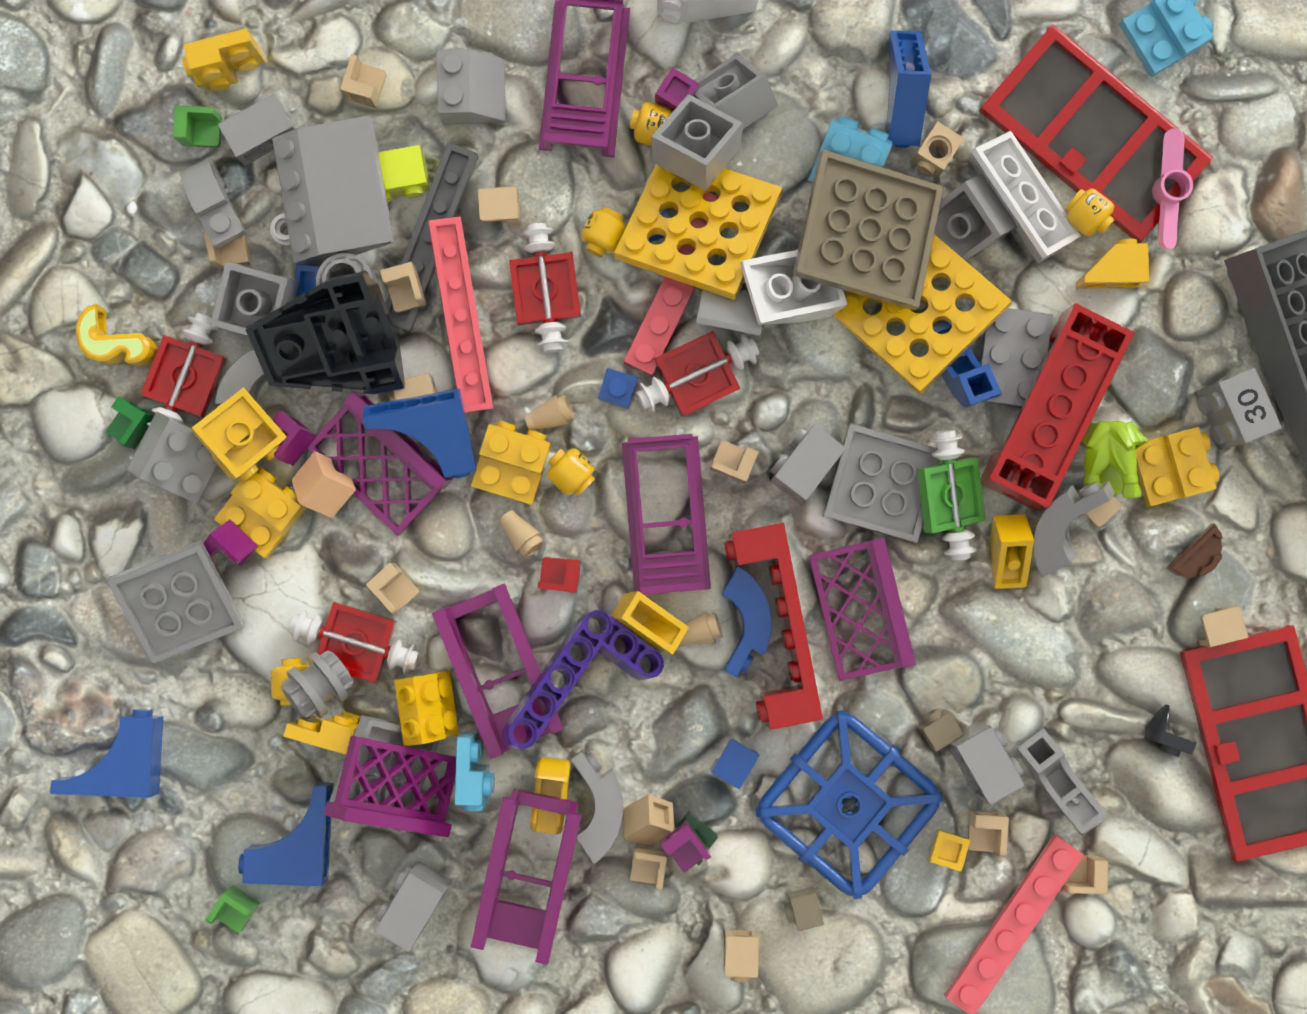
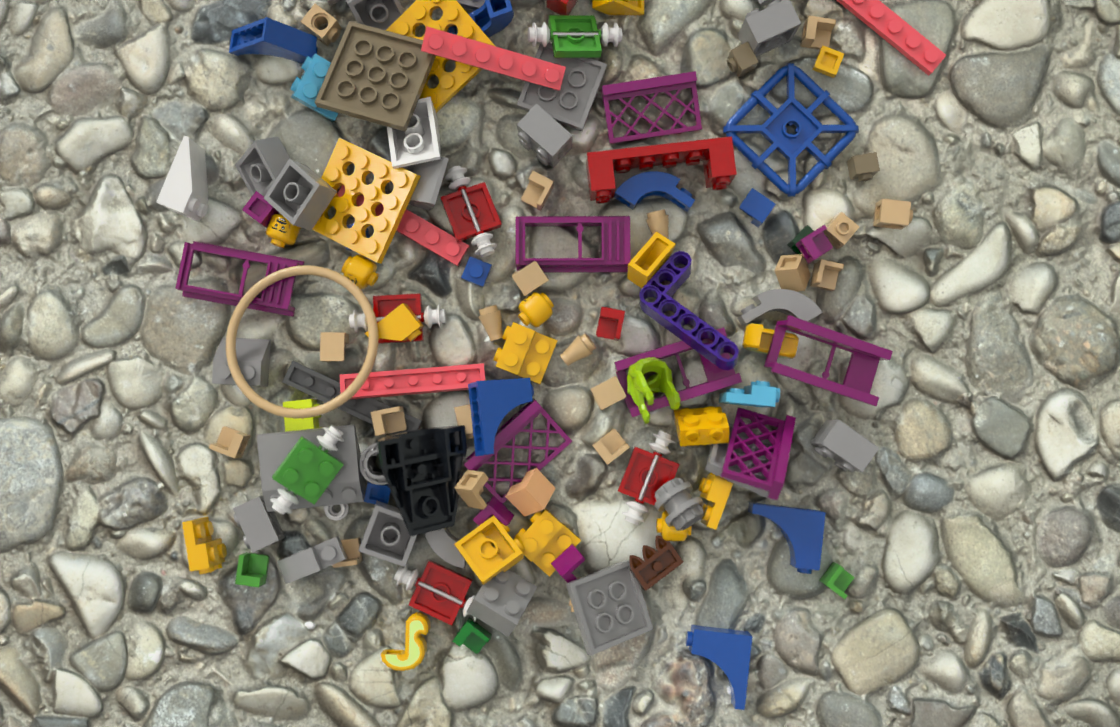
camera: 80 degrees left, 0 degrees up
(239, 660) = (655, 564): none -> reddish brown plate
(320, 403) = (471, 487): none -> tan panel
(325, 185) = (307, 470): none -> bright green plate
(464, 578) = (608, 393): none -> tan panel
(484, 646) = (656, 383): none -> lime piece
(510, 70) = (248, 298): none -> tan piece
(531, 288) = (399, 325): none -> yellow slope
(611, 460) = (530, 277): none -> tan panel
(711, 881) = (840, 230): none -> tan brick
(905, 384) = (492, 58): none -> coral plate

